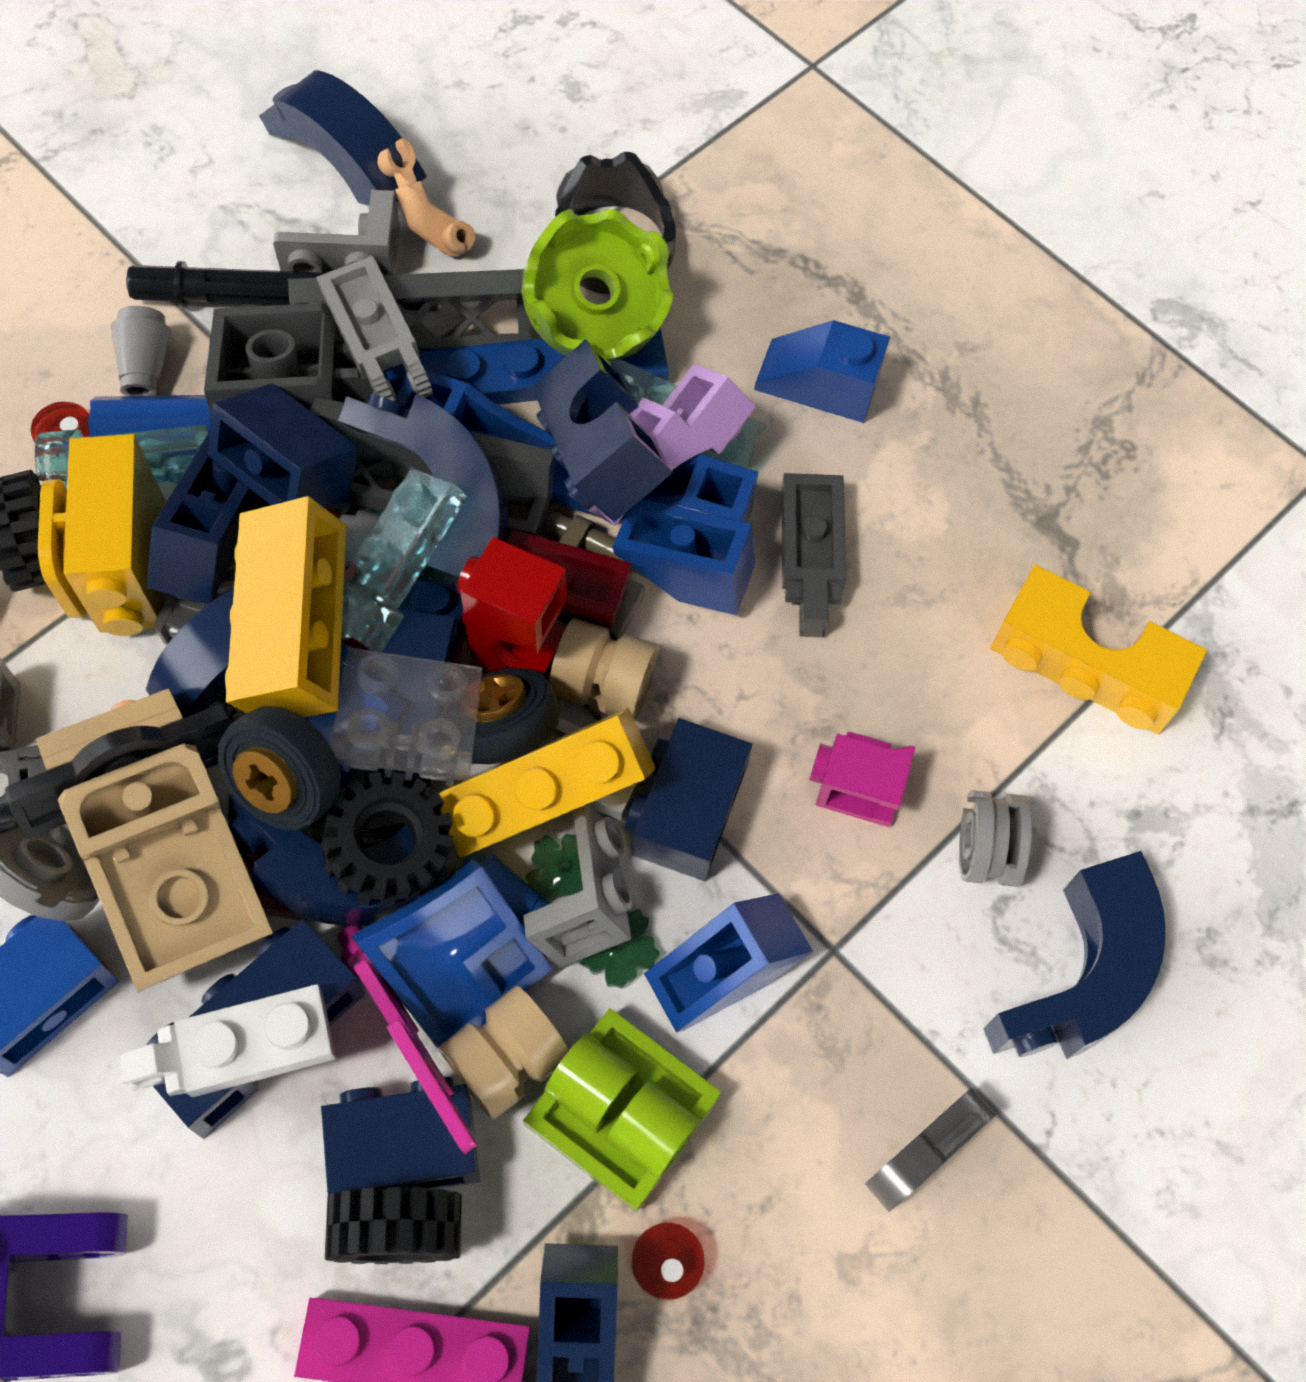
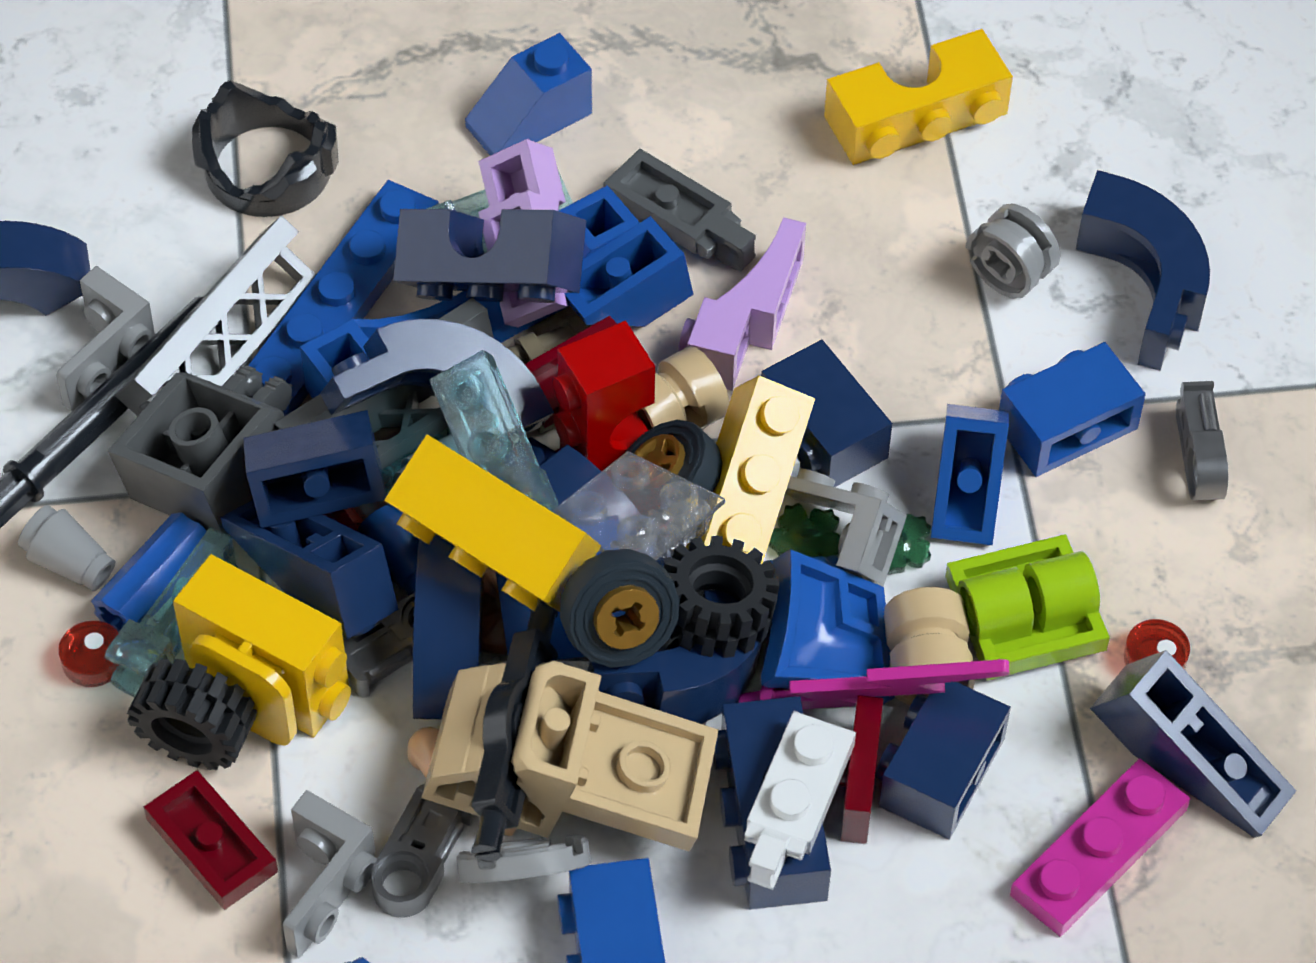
camera: 50 degrees left, 10 degrees down
(353, 1068) = (860, 770): none -> dark red plate
(373, 326) = (253, 343): light grey hinge -> none
(393, 1226) = (1009, 783): black tyre -> none
(421, 216) = (131, 269): light nougat arm -> none
(604, 248) = (347, 149): lime plate -> none
(709, 664) = (751, 309): none -> lavender slope
(861, 777) = (896, 300): dark pink window -> none
(870, 1002) = (1071, 408): none -> blue brick

